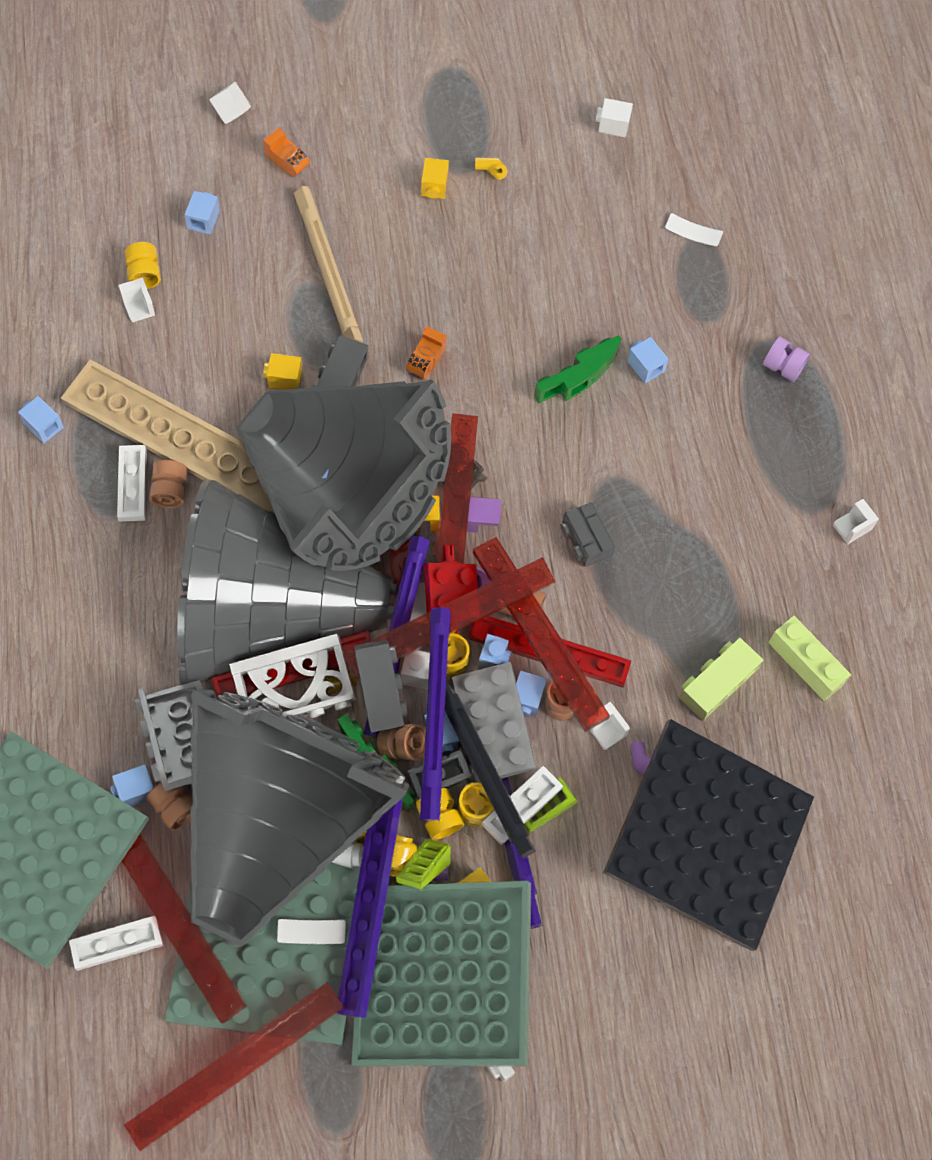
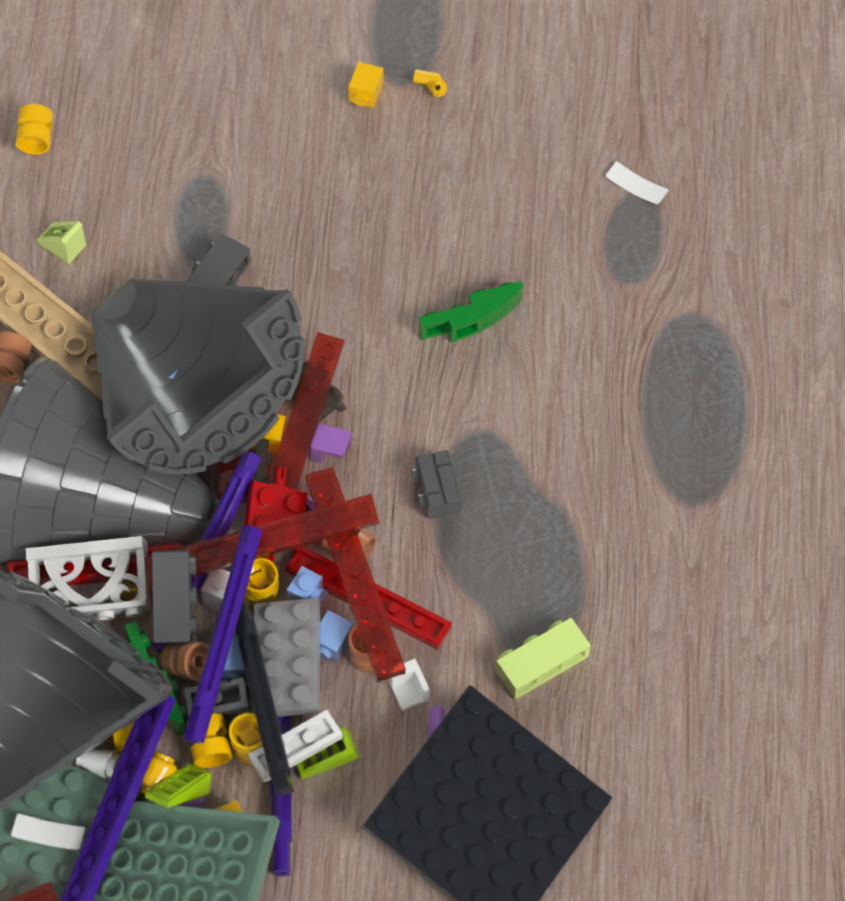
camera: 15 degrees right, 5 degrees down
(136, 300) = (20, 163): white panel -> none
(192, 364) = (63, 239): none -> yellowish green slope
(202, 212) = (110, 83): light blue brick -> none
(283, 372) = (156, 262): yellow brick -> none
(285, 153) = (212, 34): orange leg -> none
(327, 264) = (229, 157): tan piece -> none
(427, 353) = (312, 267): orange leg -> none
(614, 117) = (578, 49): white brick -> none
(647, 359) = (548, 312): light blue brick -> none
(786, 359) = (703, 339): lavender wheel -> none
(809, 658) = (643, 653): yellowish green brick -> none
(857, 522) = (734, 523): white panel -> none

